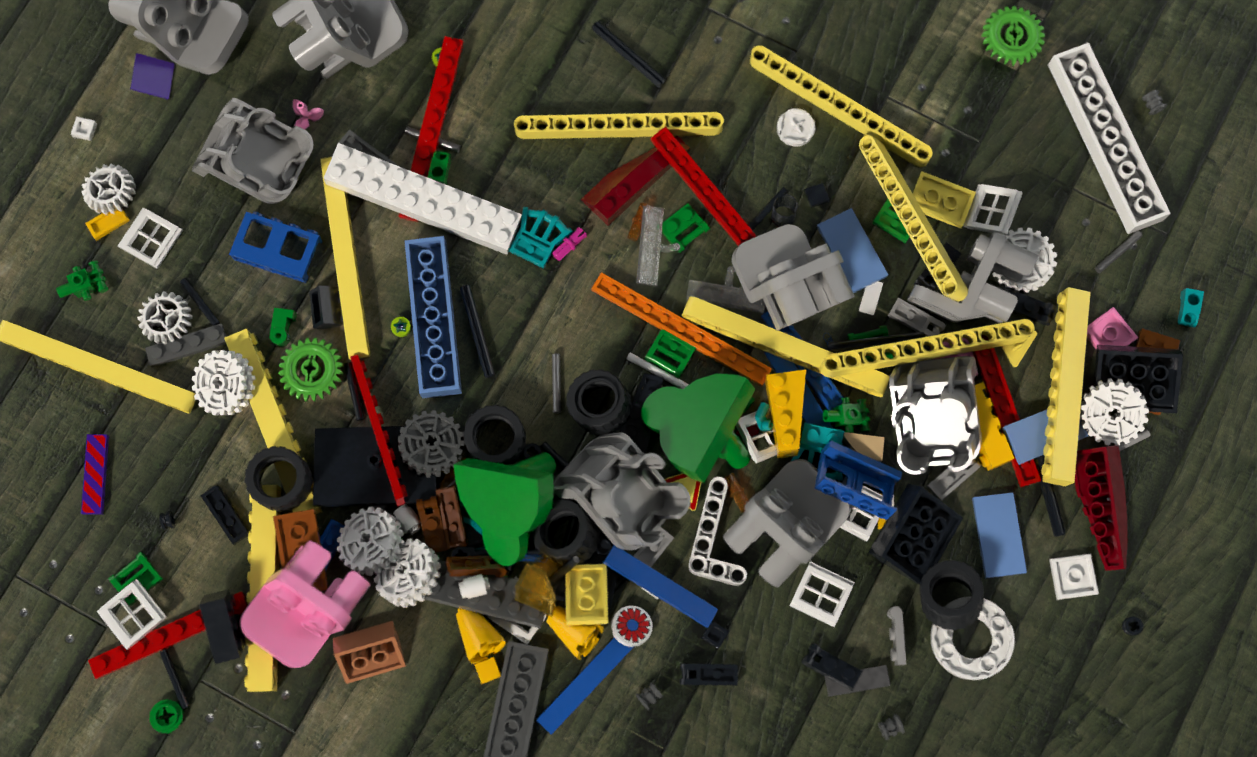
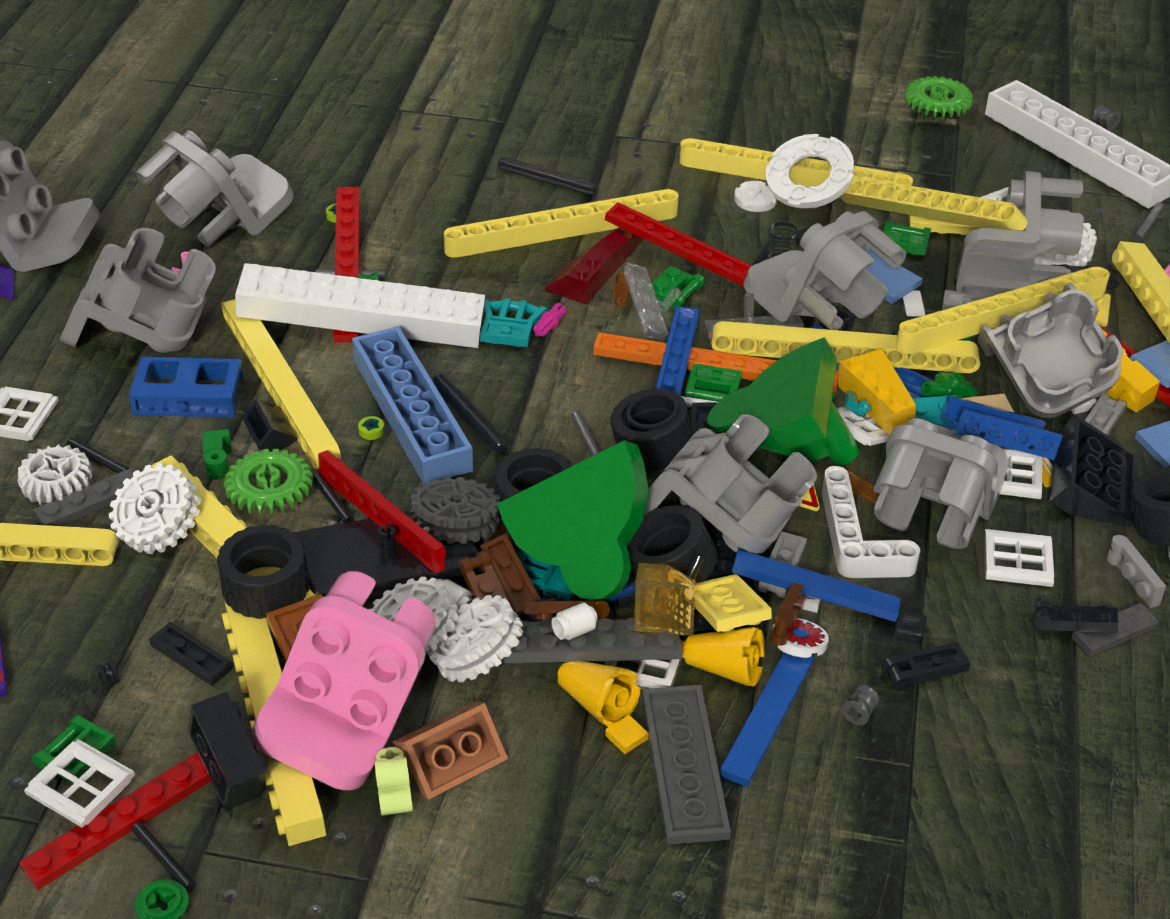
camera: 20 degrees left, 35 degrees down
(322, 673) = (393, 781): none -> yellowish green piece
(626, 613) = (787, 614): none -> reddish brown plate
(650, 319) = (678, 349): none -> blue tile
(826, 105) = (805, 146): none -> white plate

